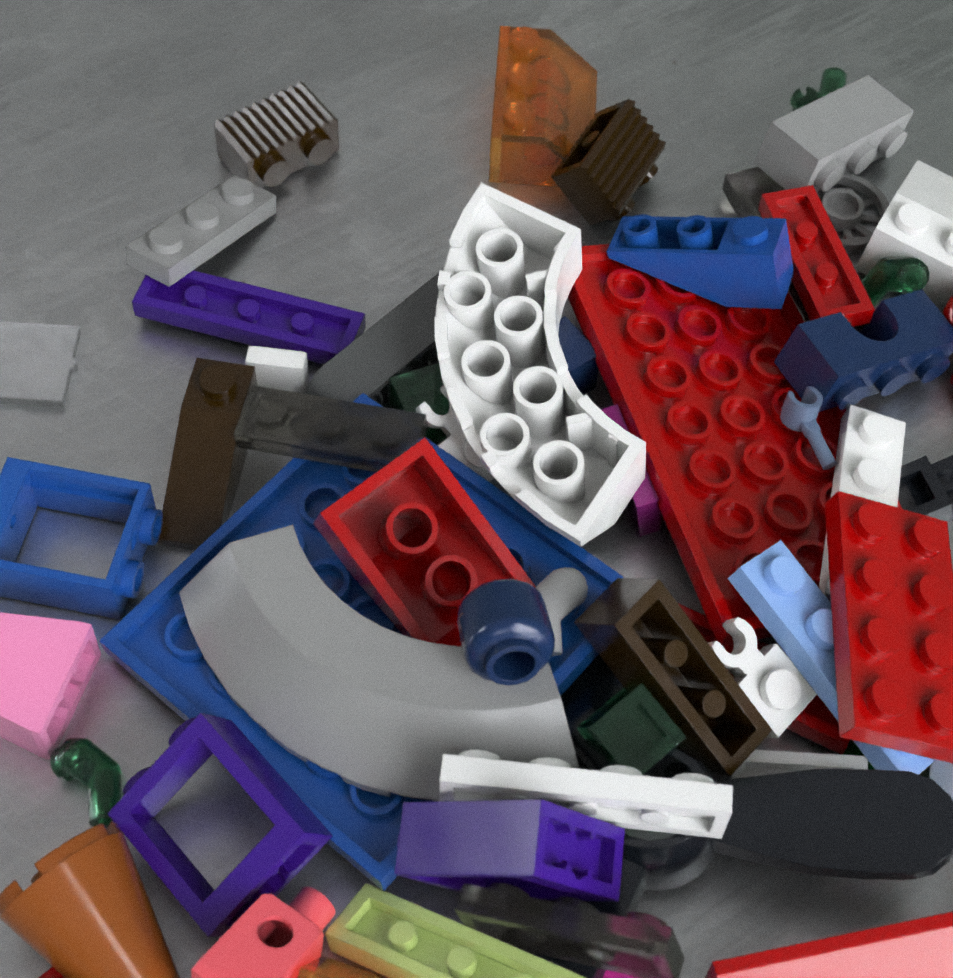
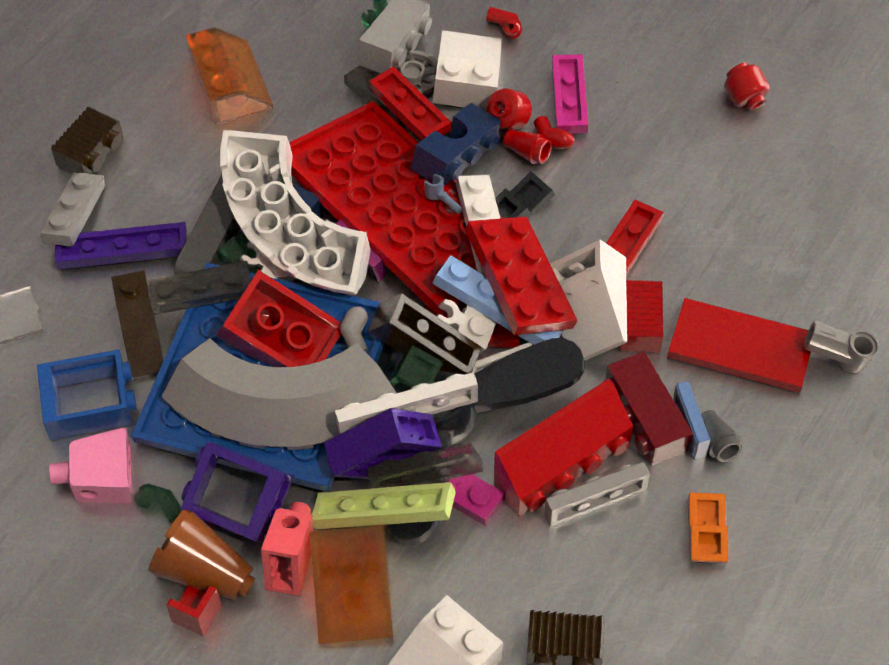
camera: 20 degrees left, 0 degrees up
(279, 368) = (154, 266): white tile -> none
(505, 631) = (340, 343): dark blue head -> none
(610, 163) = (279, 91): dark brown brick -> none
(717, 258) = (357, 125): blue slope -> none
(895, 275) = (455, 99): clear green arm -> none

